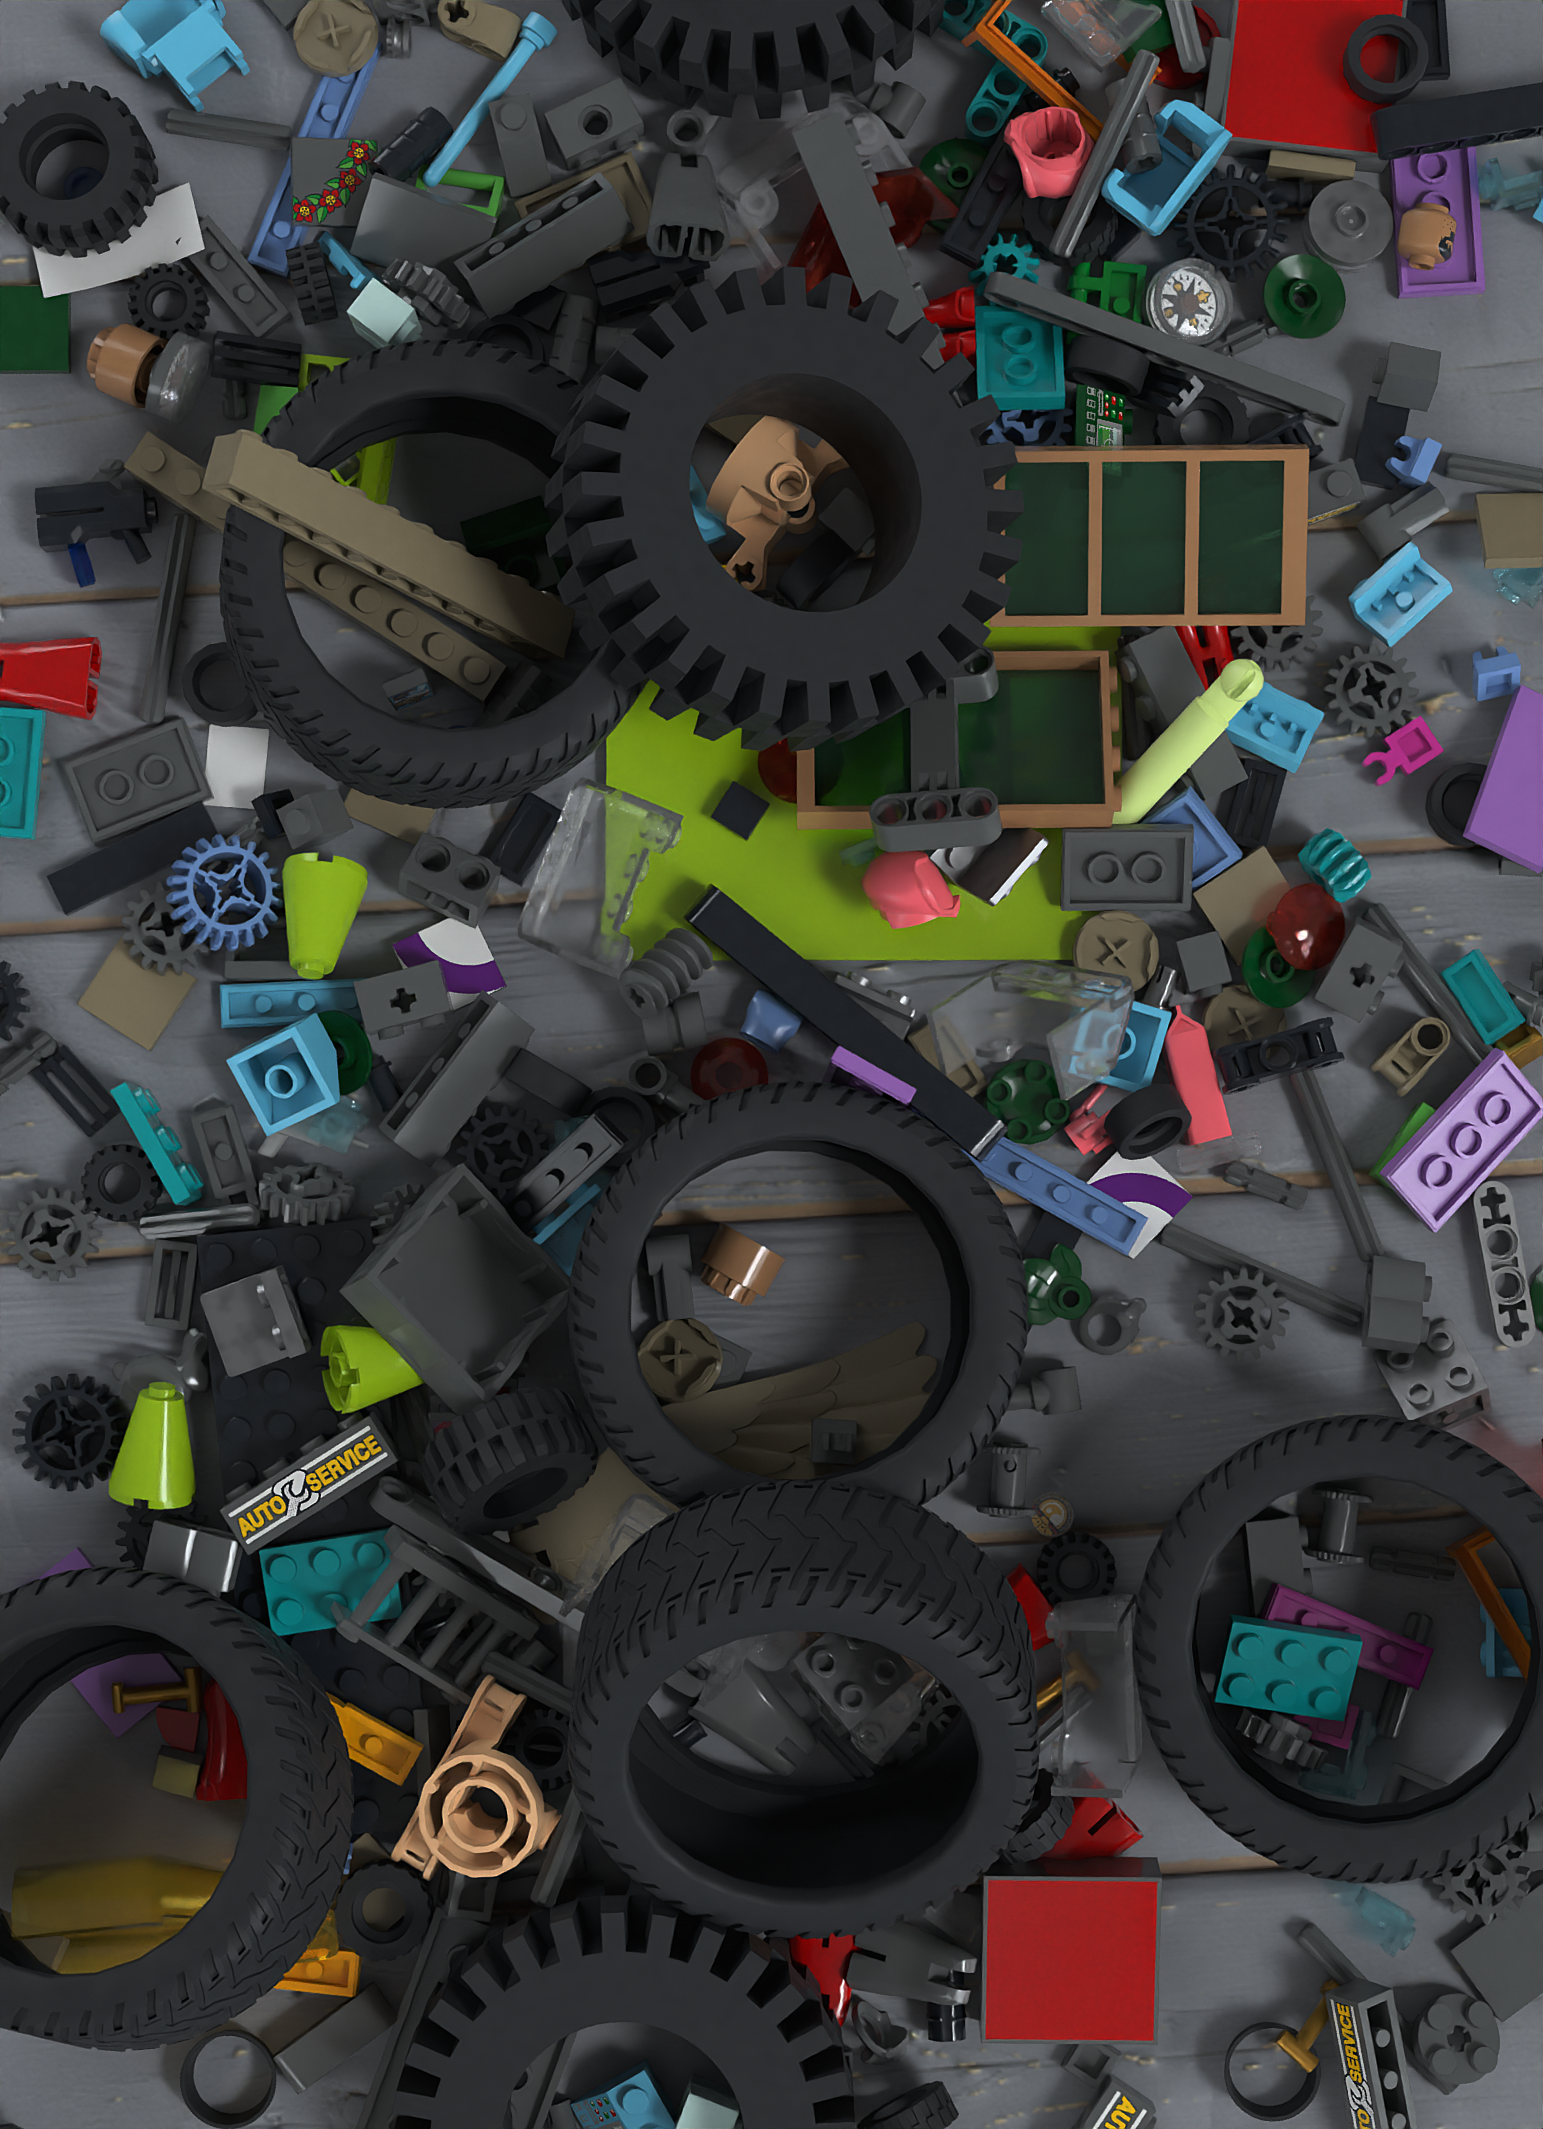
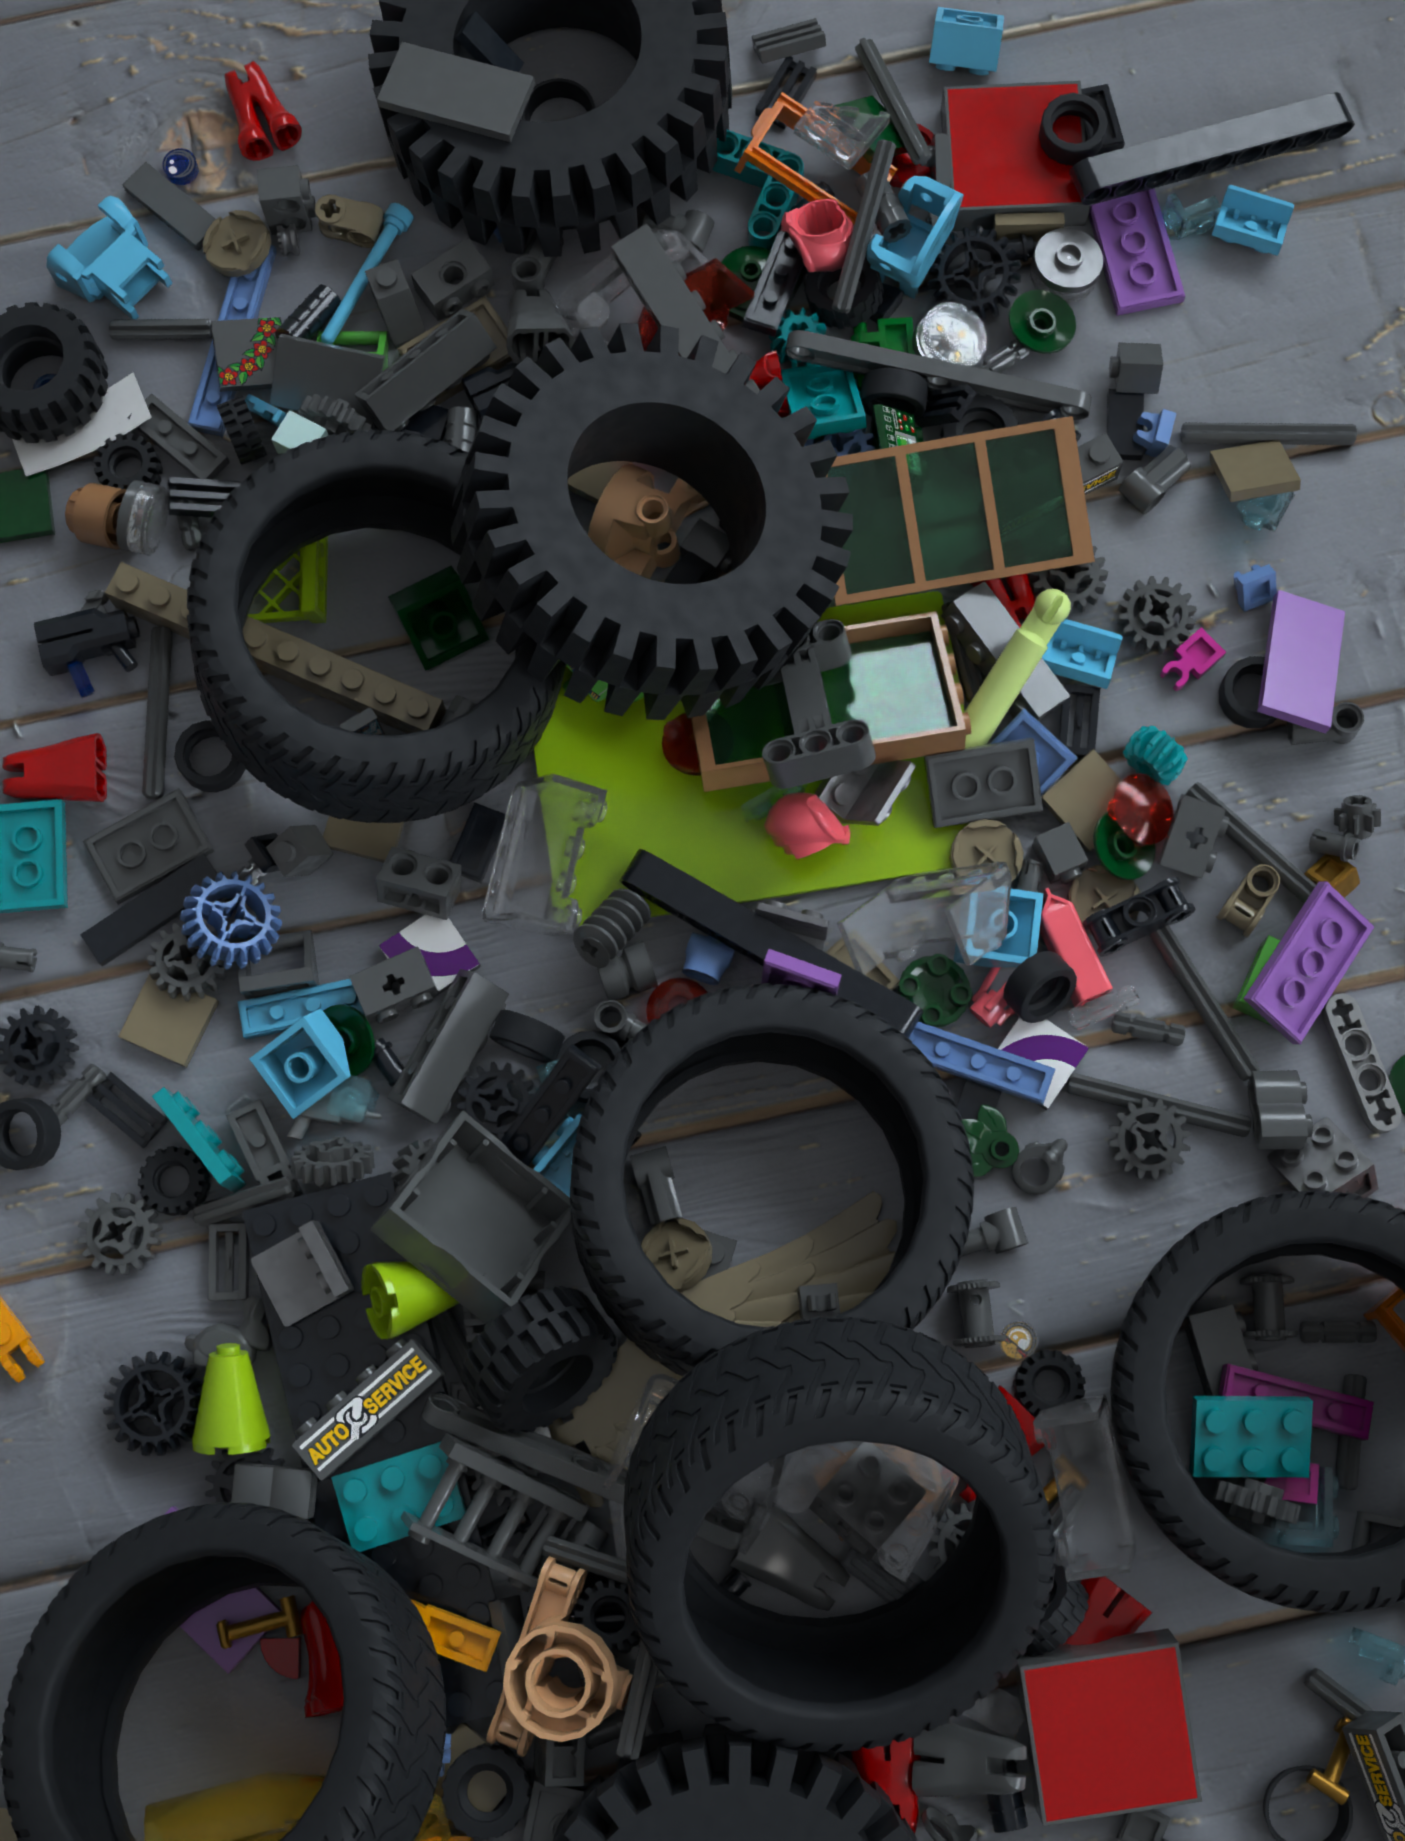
camera: 10 degrees left, 10 degrees down
(177, 1771) = (285, 1694): dark grey tile -> none
(236, 765) = (228, 821): white sticker -> none
(320, 909) = (313, 919): lime cone -> none
(387, 546) = (324, 601): dark tan brick -> none
(739, 1266) = (713, 1164): medium nougat piece -> none
(740, 811) = (654, 790): black tile -> none
(1398, 595) = (1163, 536): medium azure bracket -> none
(1426, 236) = (1131, 259): medium nougat head -> none
(1482, 997) = (1299, 843): teal tile -> none

